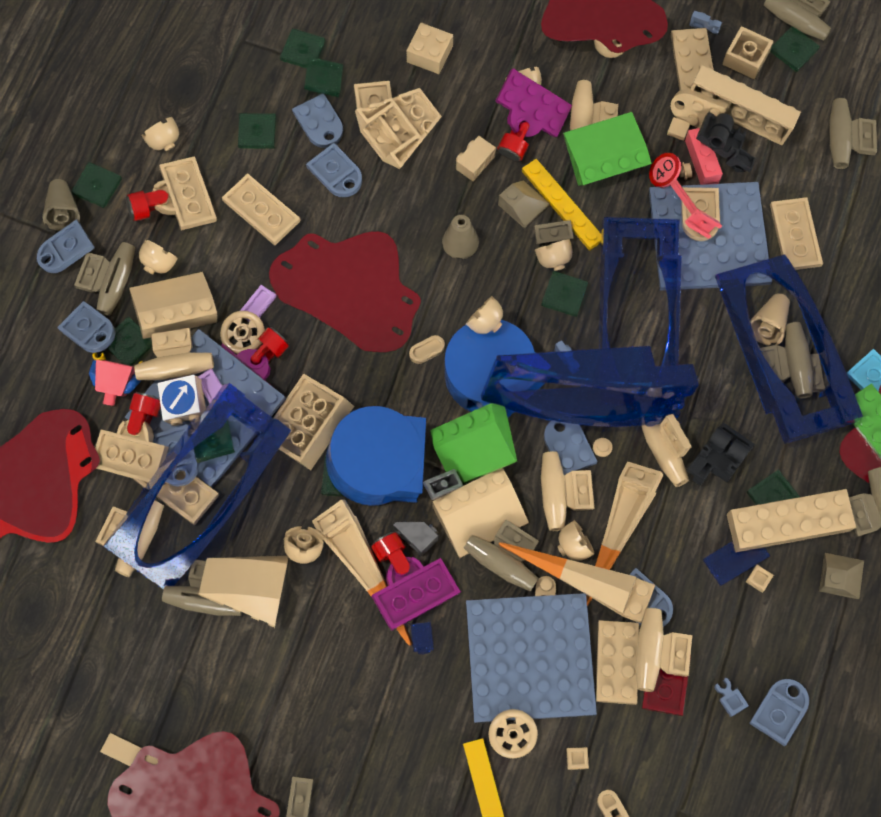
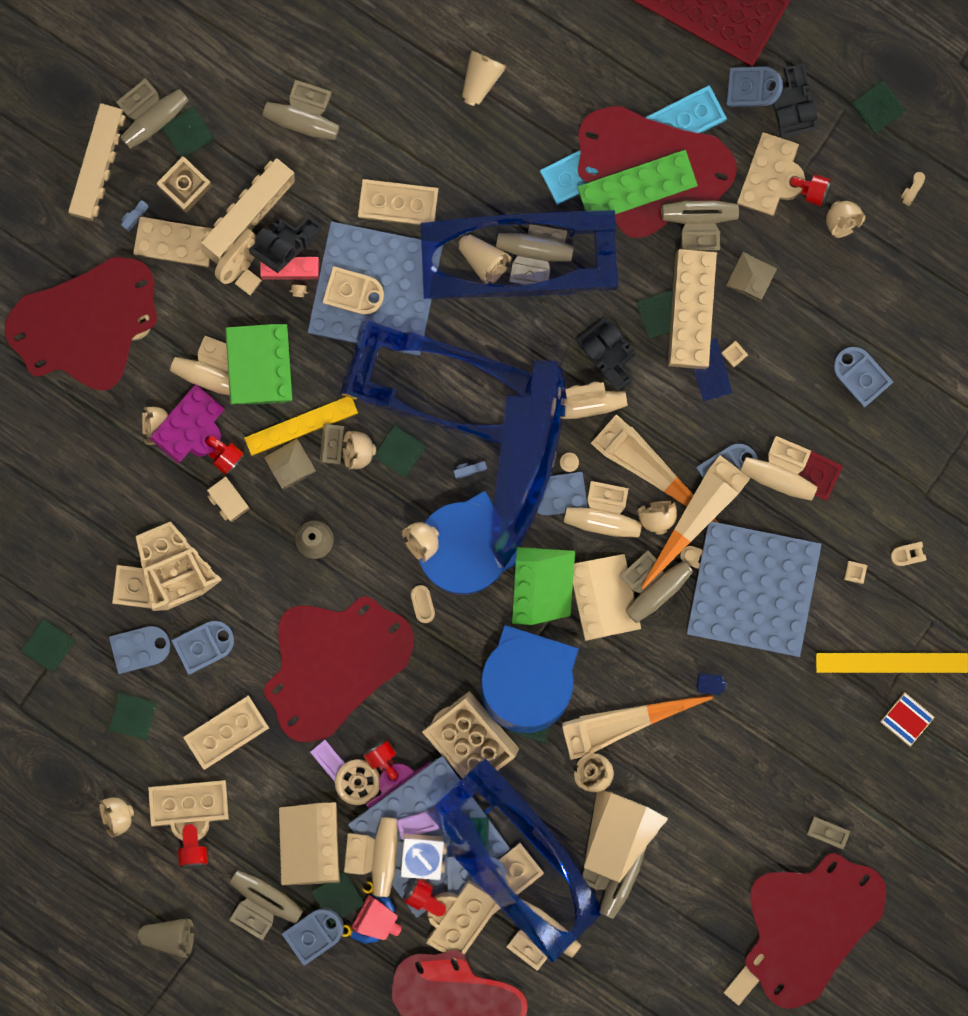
camera: 70 degrees left, 15 degrees up
(64, 248) = (218, 940): sand blue plate -> none
(96, 185) = (151, 895): clear green plate -> none
(155, 258) = (256, 851): tan cylinder -> none
(323, 76) = (90, 632): clear green plate -> none
(410, 585) = (659, 681): magenta plate -> none
(417, 535) = (611, 662): flat silver slope -> none
(429, 48) = (87, 512): tan brick -> none
(442, 484) = (571, 626): flat silver slope -> none
(497, 741) = (835, 626): tan plate -> none
(617, 662) = (778, 510): tan plate -> none
(664, 173) = (299, 313): coral piece -> none
(732, 700) = (840, 416): sand blue plate -> none

